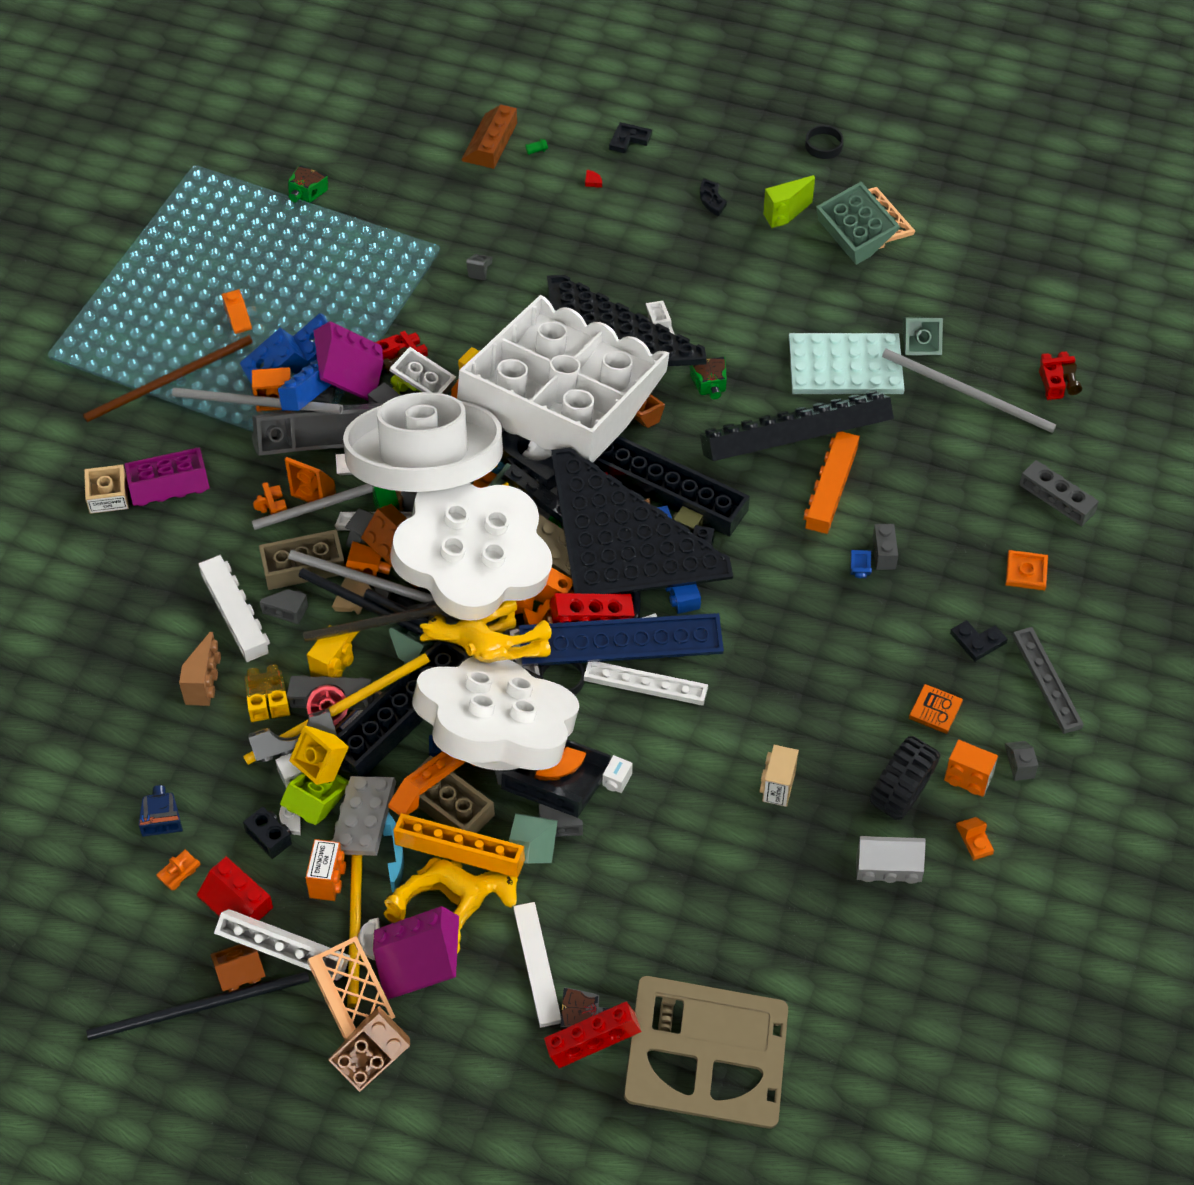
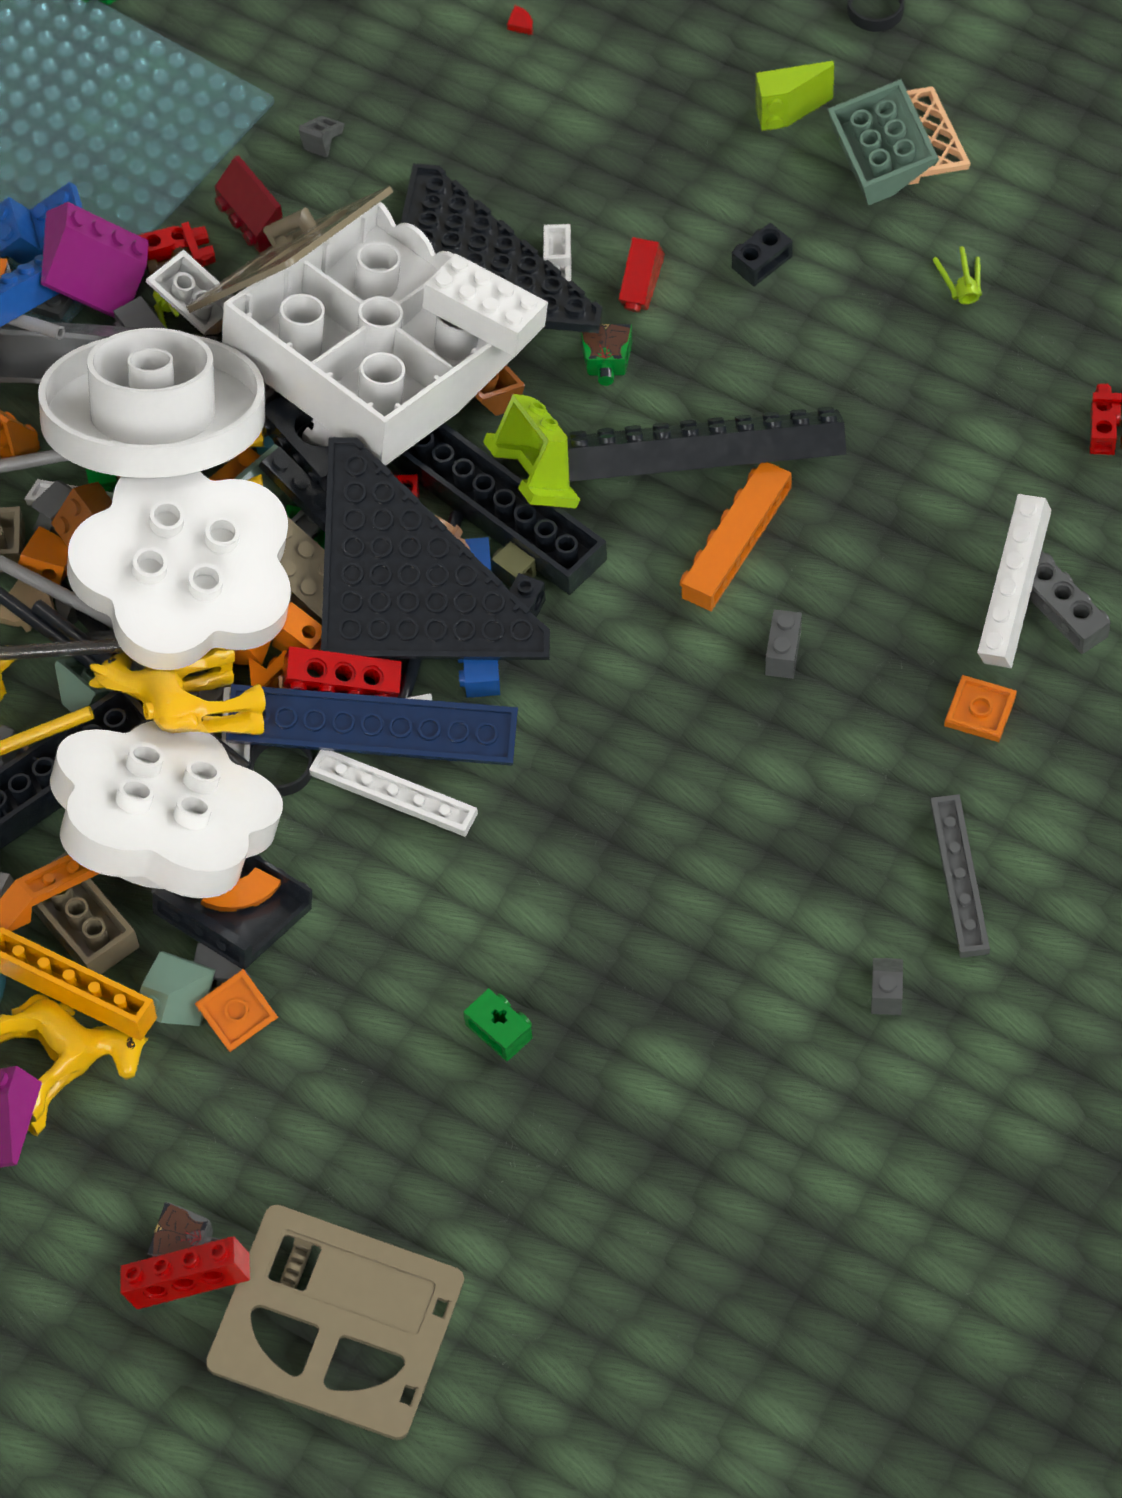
camera: 15 degrees right, 5 degrees up
(444, 315) = (247, 203): none -> dark red slope
(486, 331) = (303, 237): none -> dark tan door
(537, 965) = (143, 1162): white tile -> none
(577, 846) = (236, 1010): none -> orange tile
(617, 774) = (318, 917): white brick -> none
(636, 350) = (484, 305): none -> white brick
(689, 441) = (540, 447): none -> lime windscreen
(711, 198) = (685, 72): black tile -> none
(721, 325) = (641, 274): none -> red slope
(763, 827) = (503, 1038): none -> green brick
(779, 775) = (537, 954): tan brick -> none
(796, 303) = (761, 254): none -> black brick
(844, 363) = (809, 357): light aqua plate -> none
(860, 563) = (742, 663): blue bracket -> none
(890, 859) = (657, 1099): light grey slope -> none
(904, 777) = (703, 987): black tyre -> none
(922, 335) = (931, 330): sand green slope -> none
(935, 709) = (789, 892): orange tile -> none
(937, 305) = (967, 288): none -> lime plant
(968, 390) = (975, 425): light grey piece -> none
(970, 768) = (807, 987): orange brick -> none
(975, 838) = (790, 1087): orange slope -> none
(978, 644) = (879, 808): black plate -> none
(1030, 483) = (1014, 581): none -> white brick

